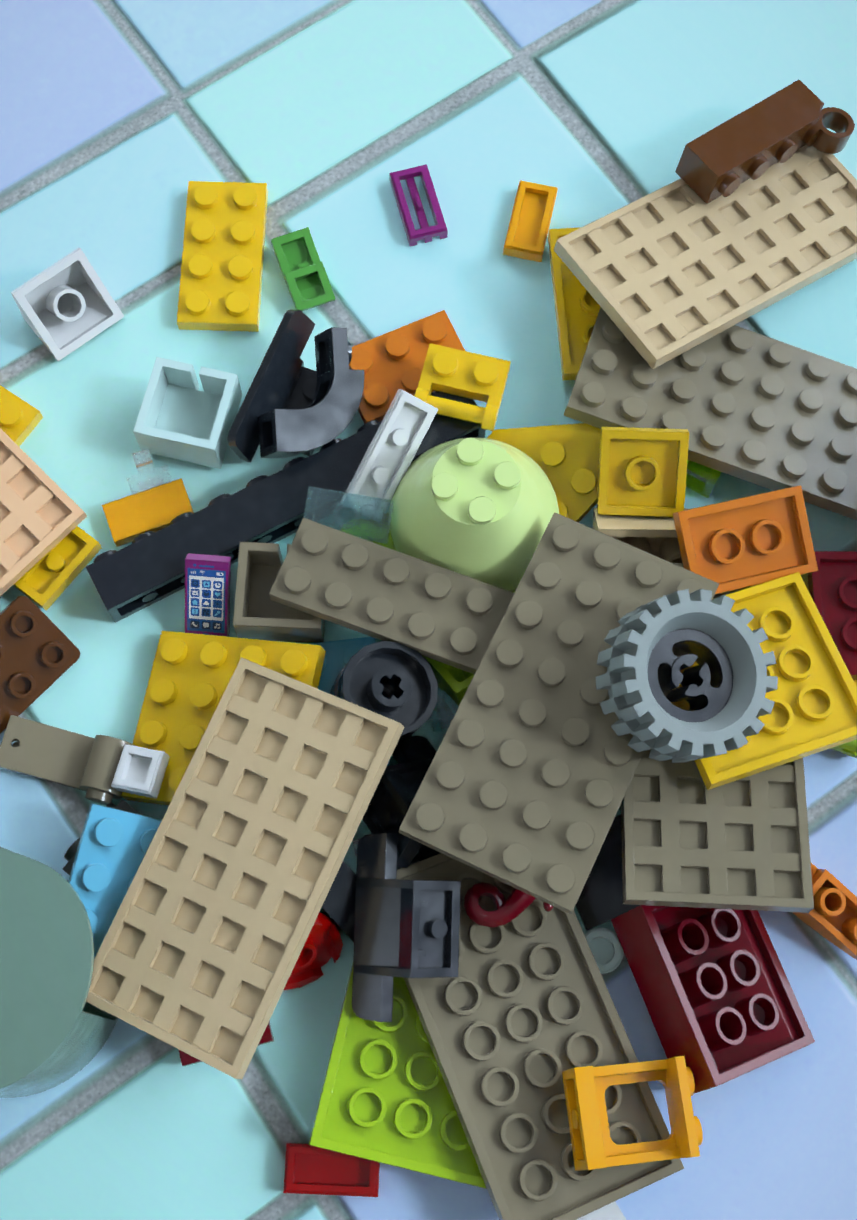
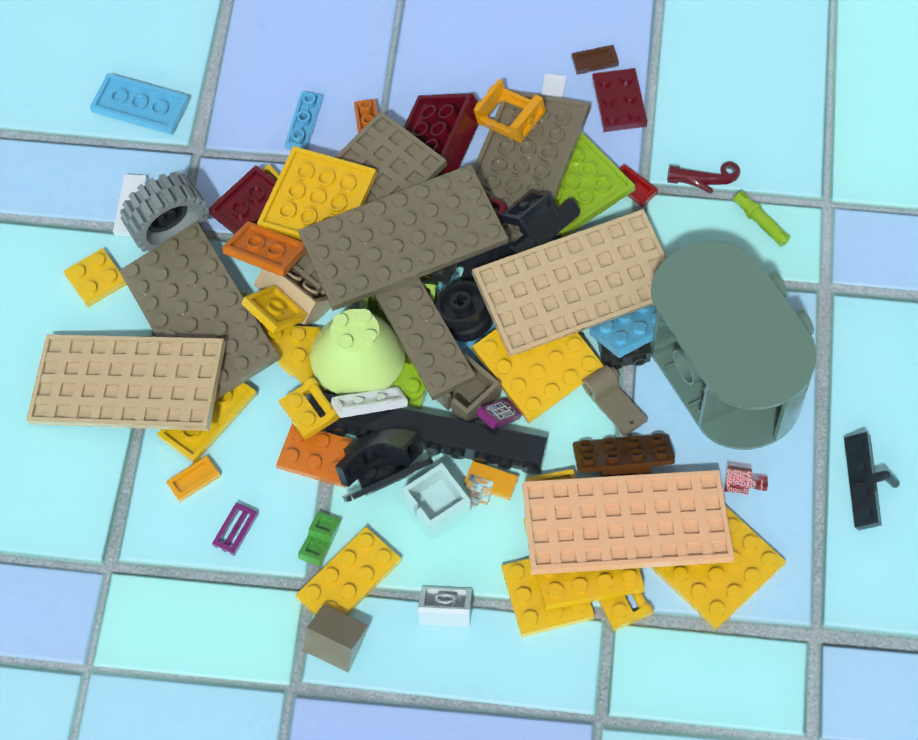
camera: 135 degrees left, 10 degrees down
(140, 771) = (588, 361): white tile -> none
(167, 168) = (334, 637): none -> dark tan slope
(350, 513) = (410, 390): clear light blue plate -> none
(722, 690) = (349, 182): light grey wheel -> none
(761, 137) = (63, 410): reddish brown hinge -> none

